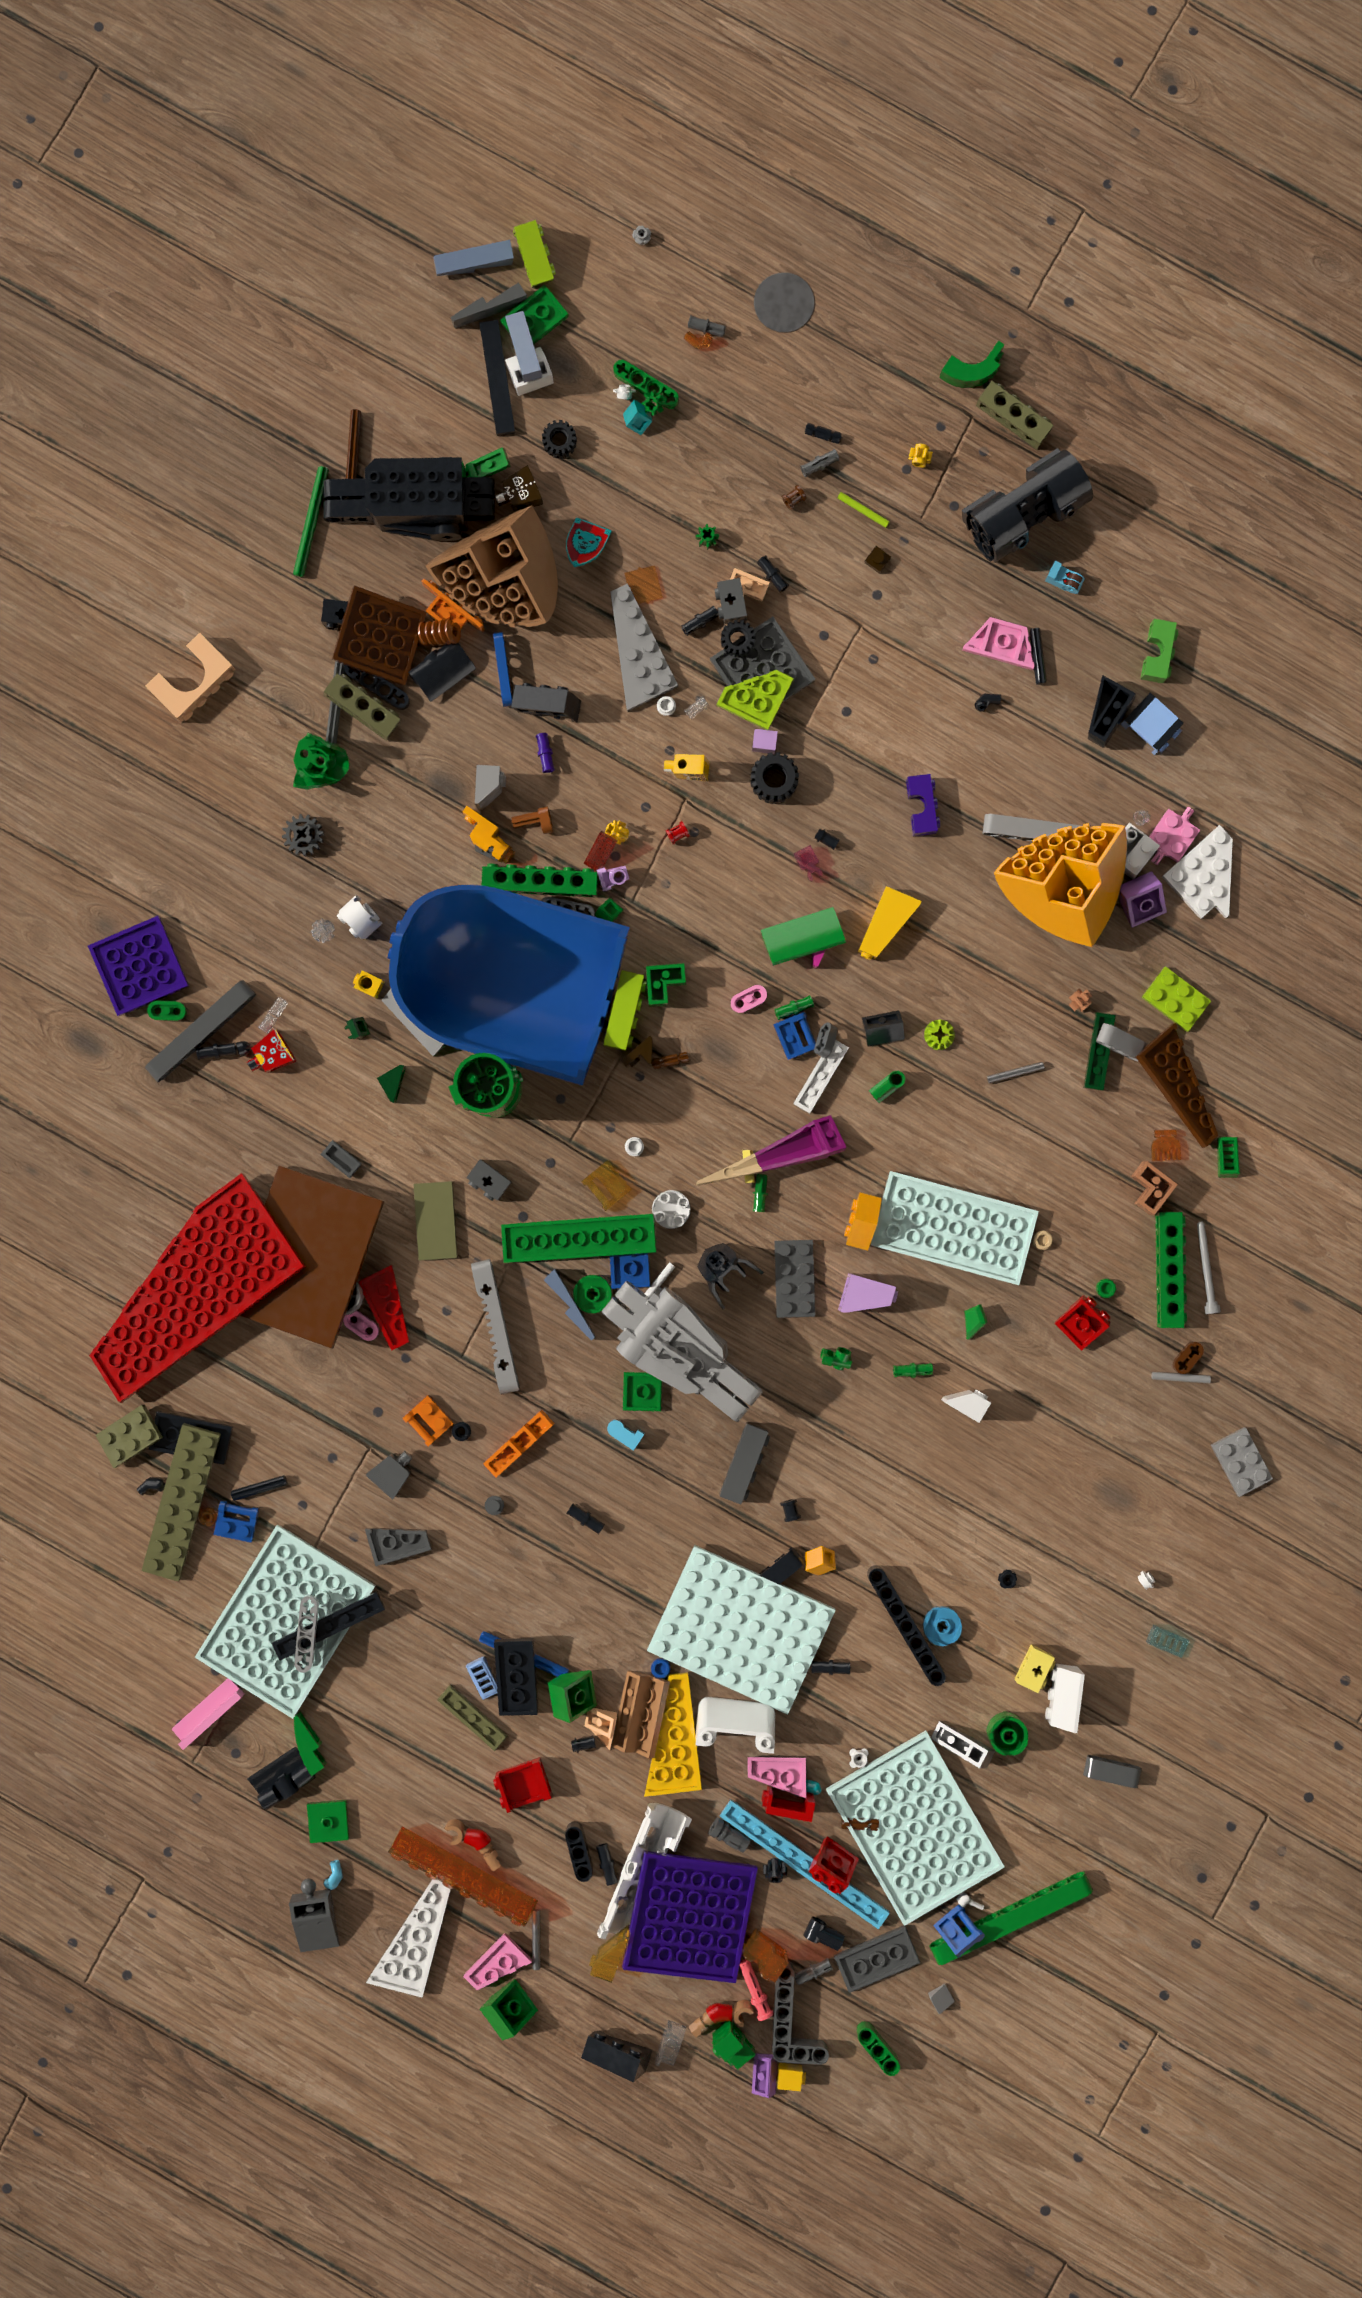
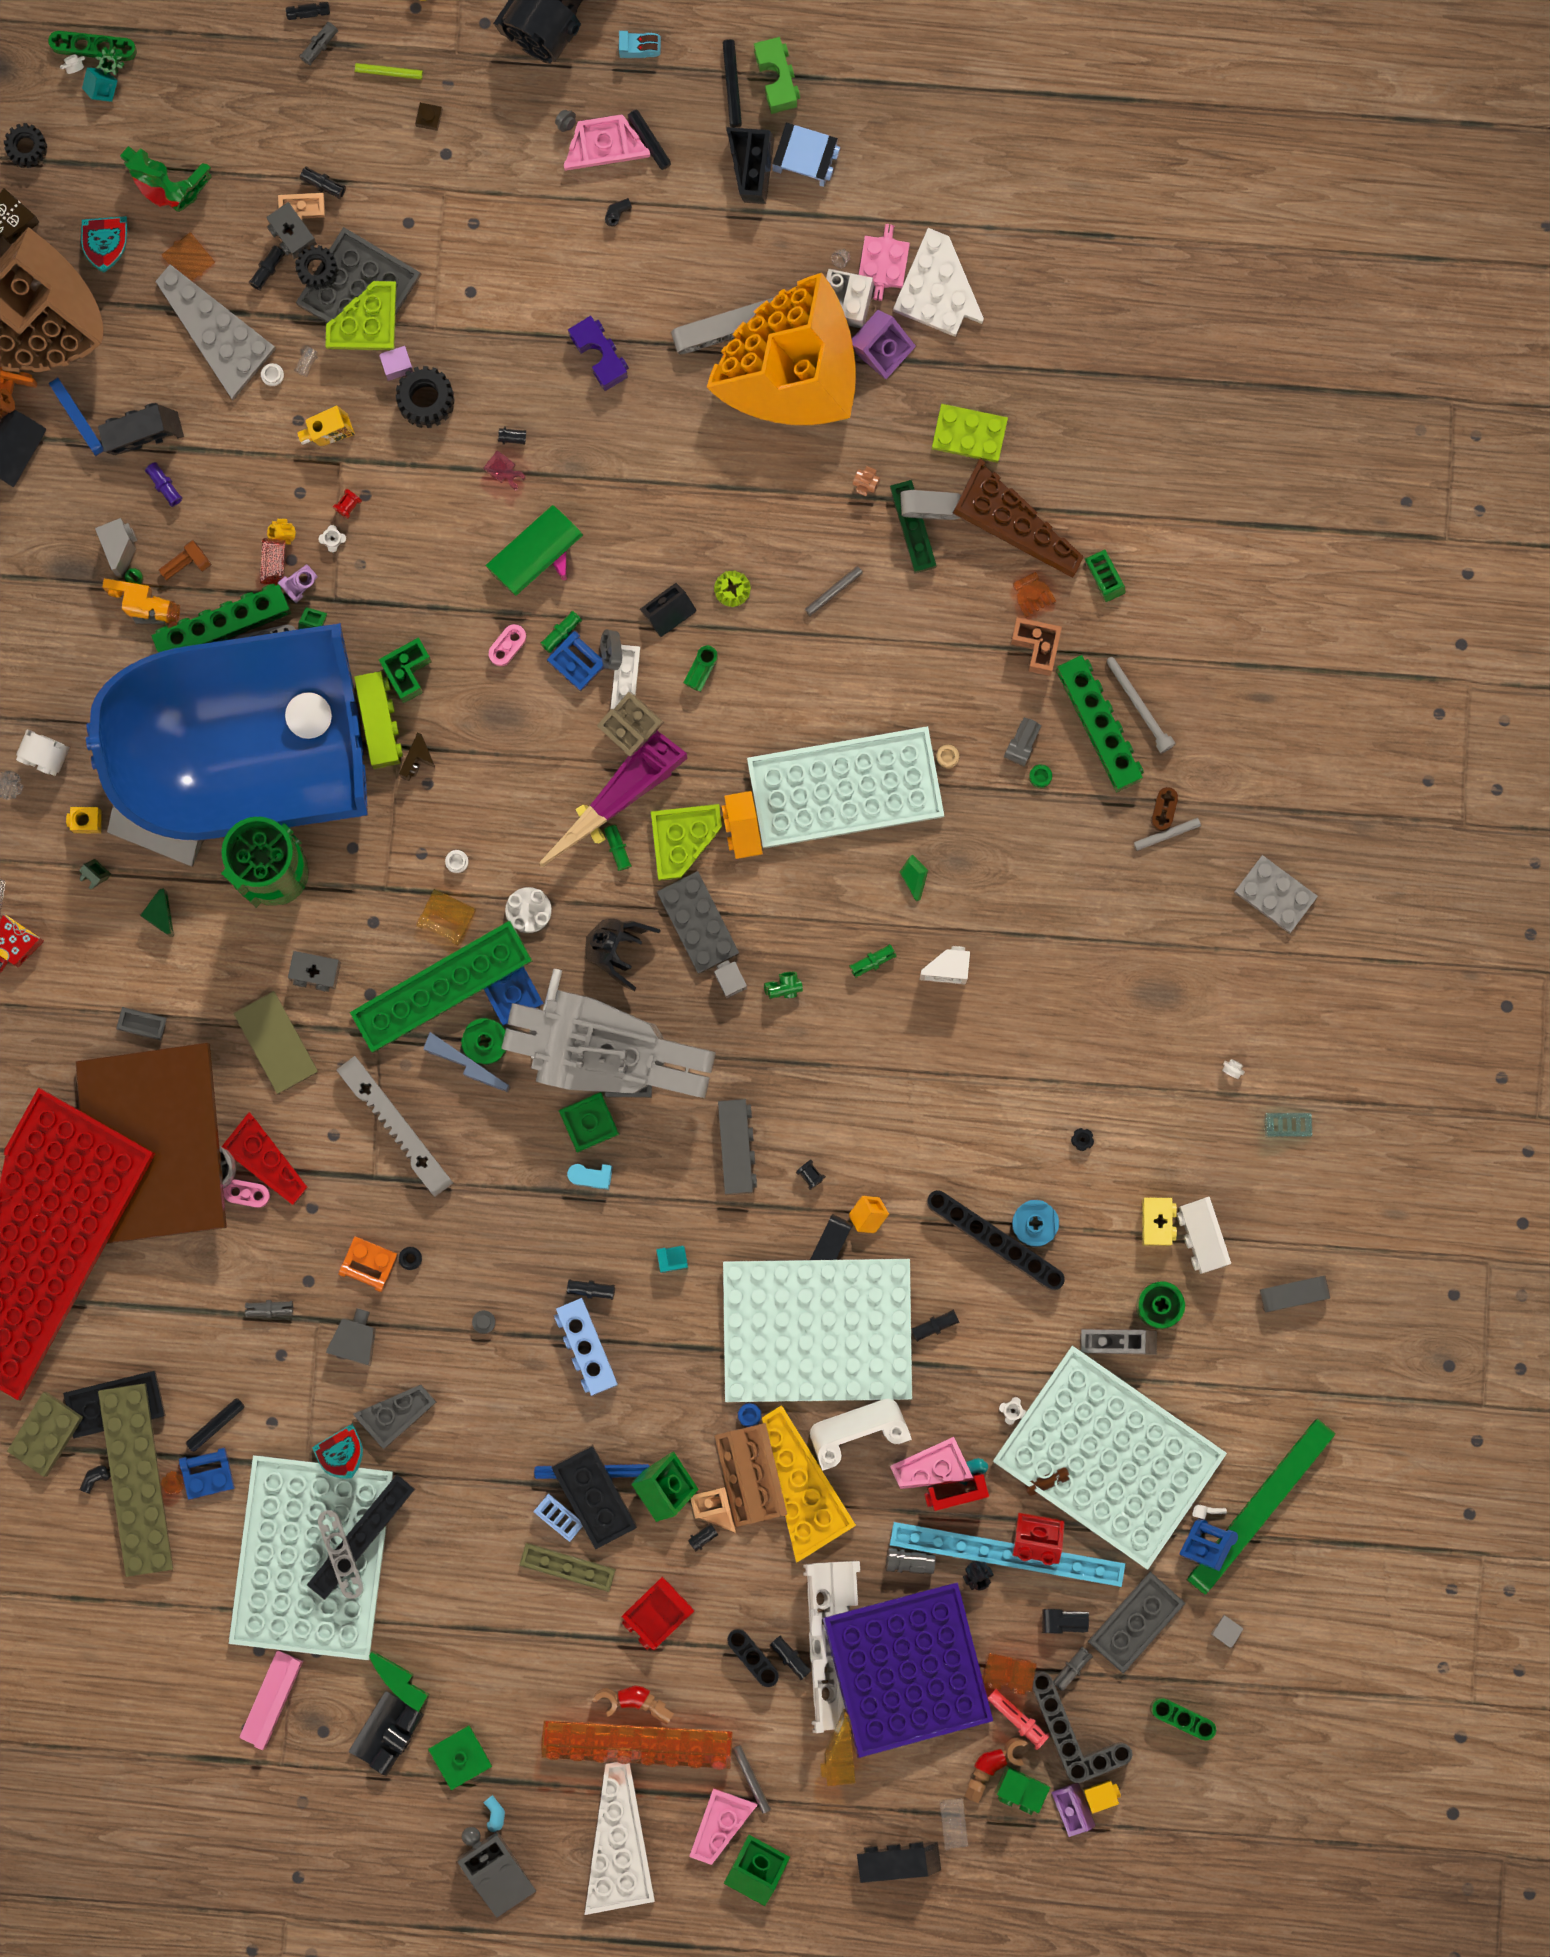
camera: 25 degrees left, 5 degrees down
(338, 1420) = (269, 1309): none -> dark grey pin
(341, 1556) = (340, 1453): none -> shield
(494, 812) = (137, 573): none -> green hinge
(518, 1443) = (479, 1241): orange slope -> none
(563, 1592) = (577, 1311): none -> light blue brick
(573, 983) = (308, 715): none -> white dish
(644, 516) = (154, 184): none -> green hips
(653, 849) = (332, 532): none -> white plate
(657, 1524) = (672, 1259): none -> teal panel
(670, 1060) = (453, 750): reddish brown axle -> none
(708, 541) = (236, 181): green gear -> none
(787, 499) = (307, 99): reddish brown bush -> none
(799, 1333) = (730, 978): none -> light grey brick
(813, 1208) = (682, 837): none -> lime plate
(814, 1104) = (630, 724): none -> dark tan slope
(865, 1294) = (782, 900): lavender slope -> none
(887, 920) = (618, 493): yellow slope -> none
(981, 611) = (565, 120): none -> dark grey plate
(1083, 1322) = (1032, 822): red plate -> none
(1101, 1260) = (1020, 747): none -> dark grey piece
(1122, 641) = (732, 83): none -> black axle

